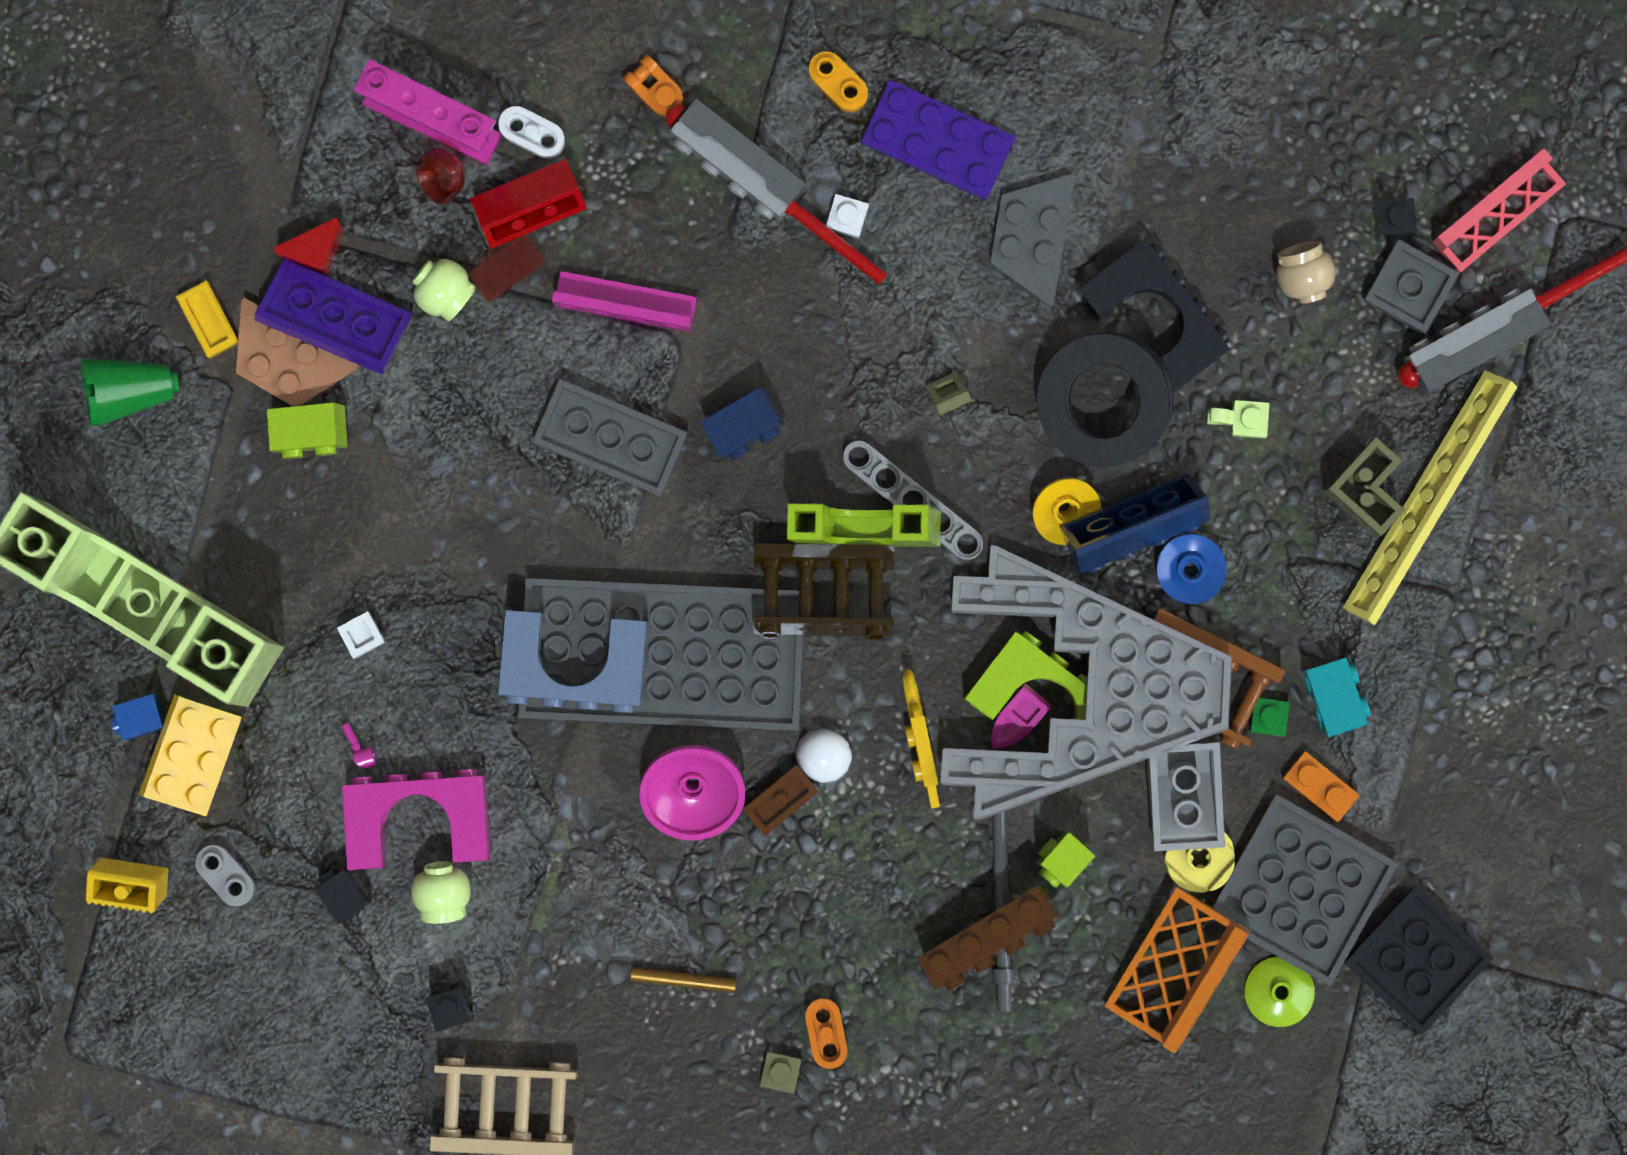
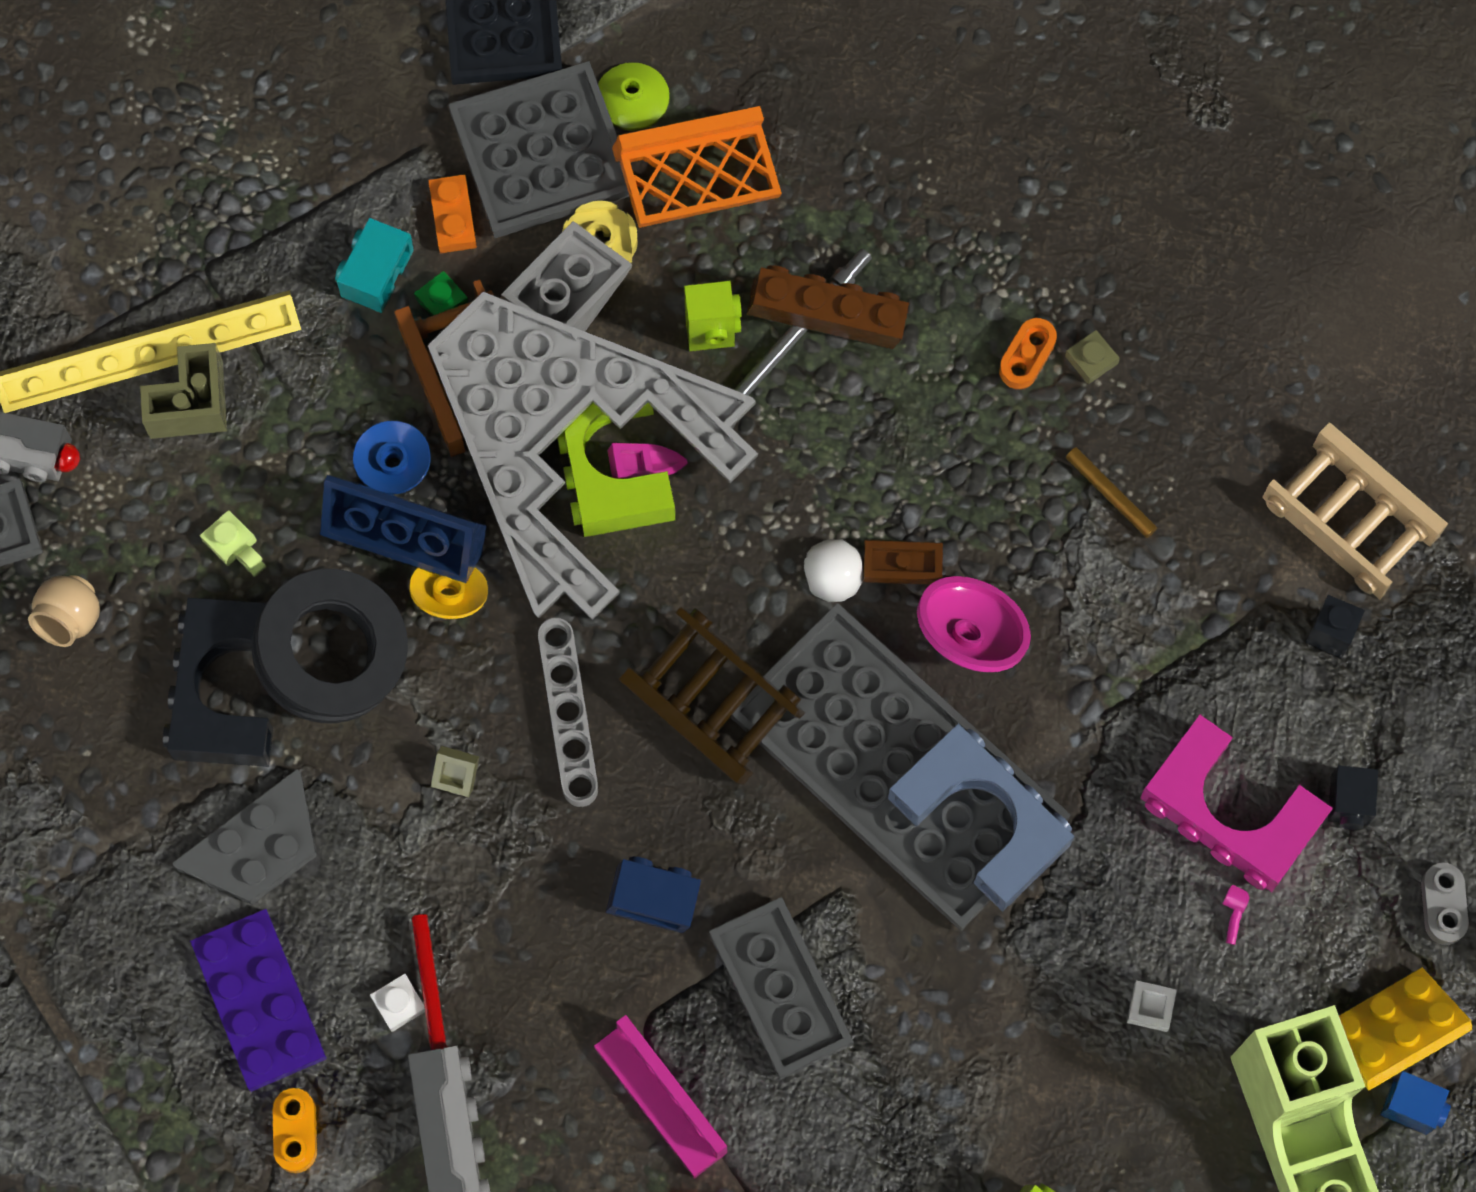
camera: 140 degrees left, 15 degrees down
(441, 893) = (1264, 722): yellowish green piece -> none
(899, 527) = (592, 678): lime arch -> none
(918, 736) = (741, 513): yellow plate -> none

